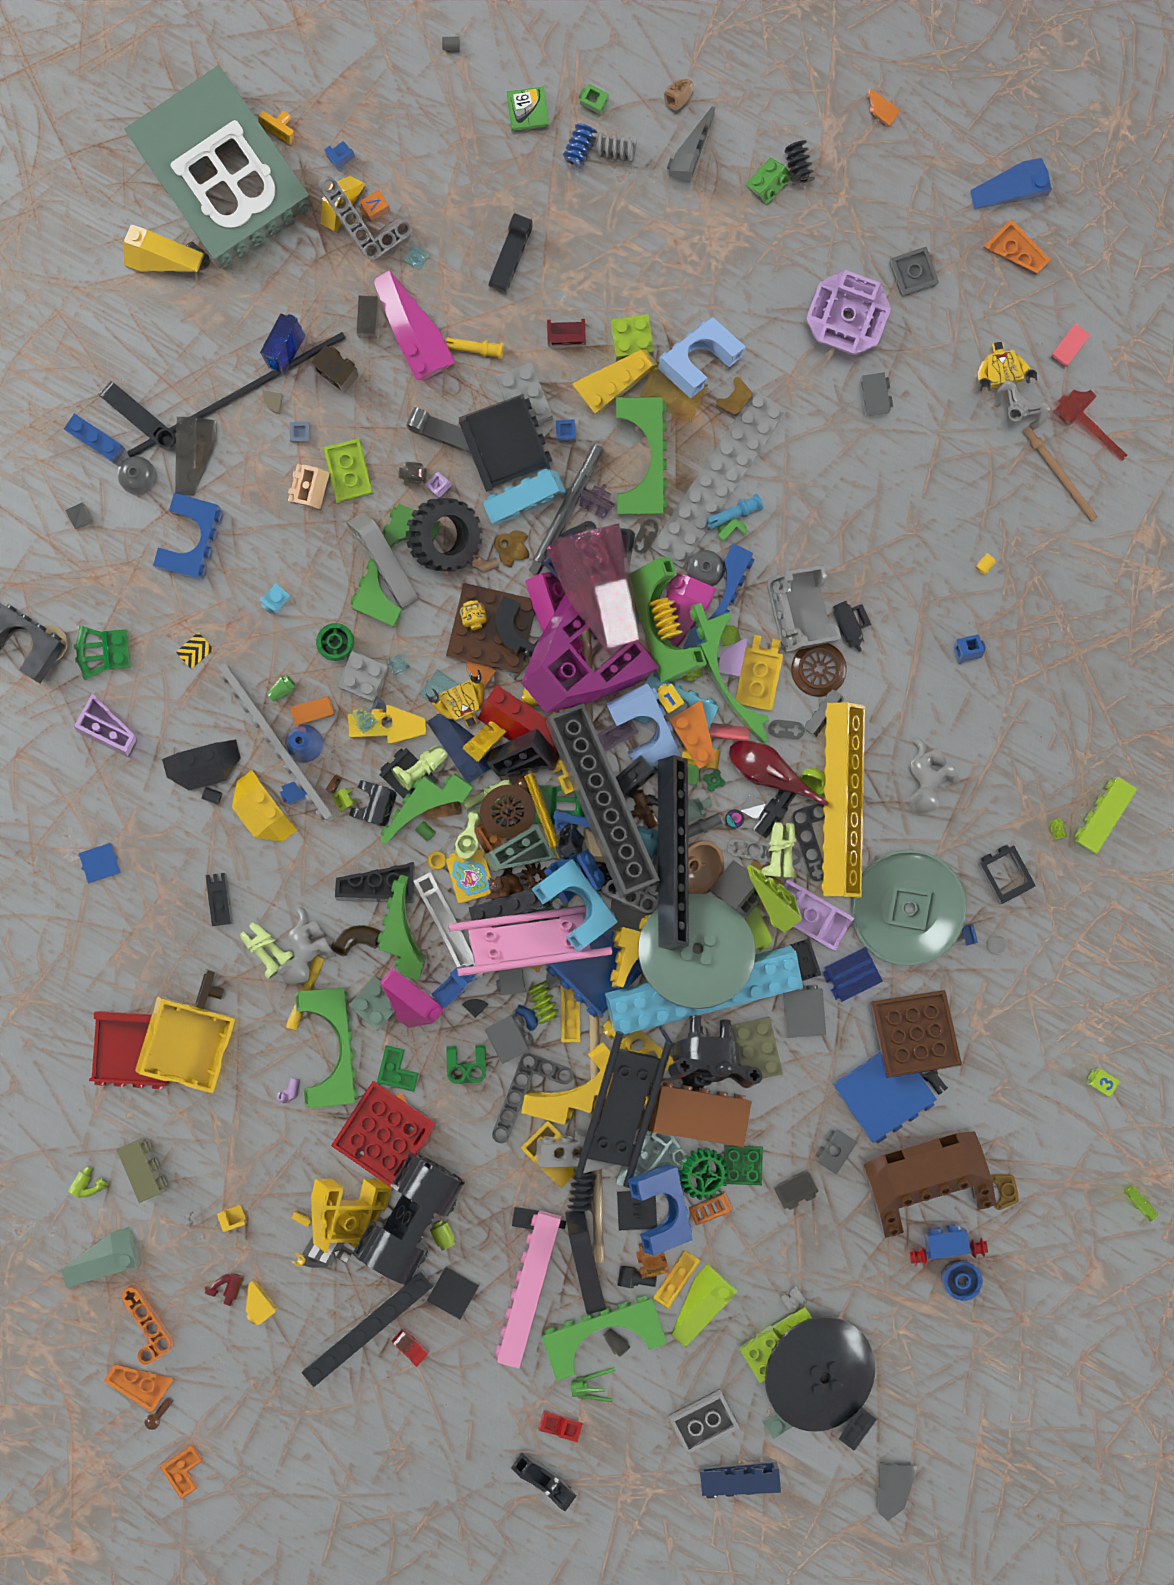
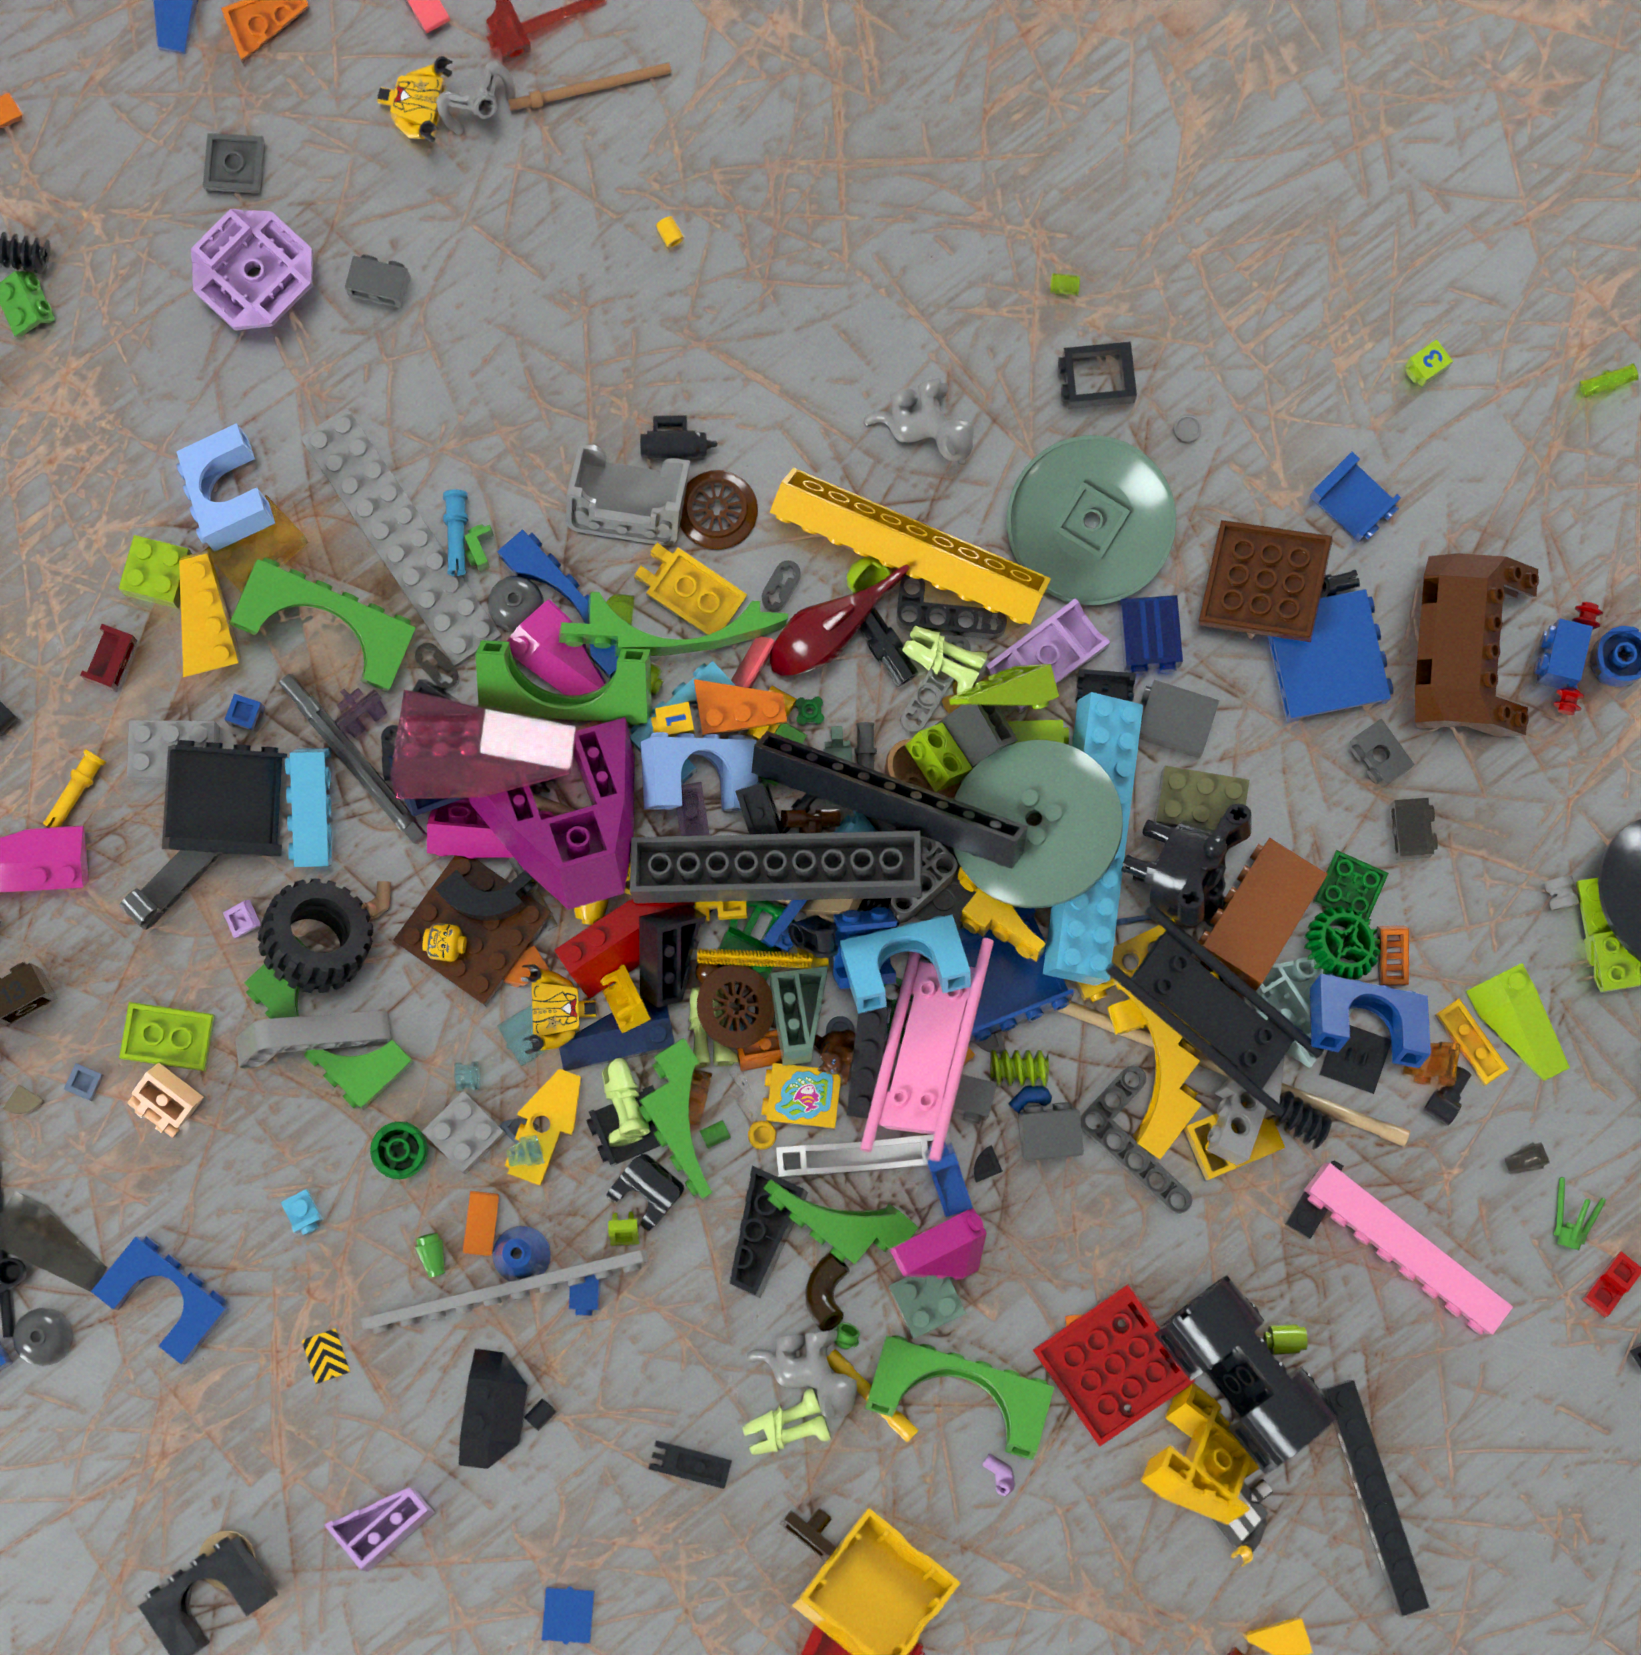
camera: 75 degrees left, 5 degrees down
(78, 515) = (63, 1442): dark grey slope -> none
(114, 651) = (274, 1469): green plate -> none
(232, 1218) = (1146, 1628): yellow panel -> none
(260, 810) = (589, 1353): yellow wedge -> none
(301, 1218) = (1186, 1528): yellow tile -> none
(334, 783) = (596, 1235): reddish brown tile -> none
(335, 963) = (847, 1336): none -> bright green plate
(391, 1072) = (1035, 1319): green tile -> none
(410, 1347) = (1425, 1448): red leg -> none
(412, 474) = (212, 948): clear smoke head -> none
(451, 1053) = (1068, 1210): green piece -> none
(453, 1292) = (1371, 1358): black tile -> none
(467, 841) = (754, 1077): yellowish green piece -> none
(515, 548) = (375, 850): pearl gold plate -> none
(529, 880) = (832, 1008): reddish brown gear -> none
(569, 1017) = (1053, 1039): yellow plate -> none
(585, 1261) = (1399, 1153): black beam -> none
(638, 1316) = (1498, 1229): bright green arch -> none
(666, 619) = (561, 681): yellow piece -> none
(715, 873) = (938, 757): none -> lime brick
(732, 659) = (655, 616): lavender slope -> none
(734, 818) = (873, 705): tile -> none
(737, 399) = (303, 466): pearl gold piece -> none
(753, 807) = (868, 672): light grey slope -> none
(818, 718) = (783, 533): piece -> none
(969, 936) = (1162, 458): blue piece -> none
(973, 643) = (774, 299): blue brick -> none
(994, 1070) = (1354, 499): none -> blue panel
(1007, 1190) = (1524, 549): pearl gold piece -> none
(1105, 815) = (1072, 214): lime brick -> none

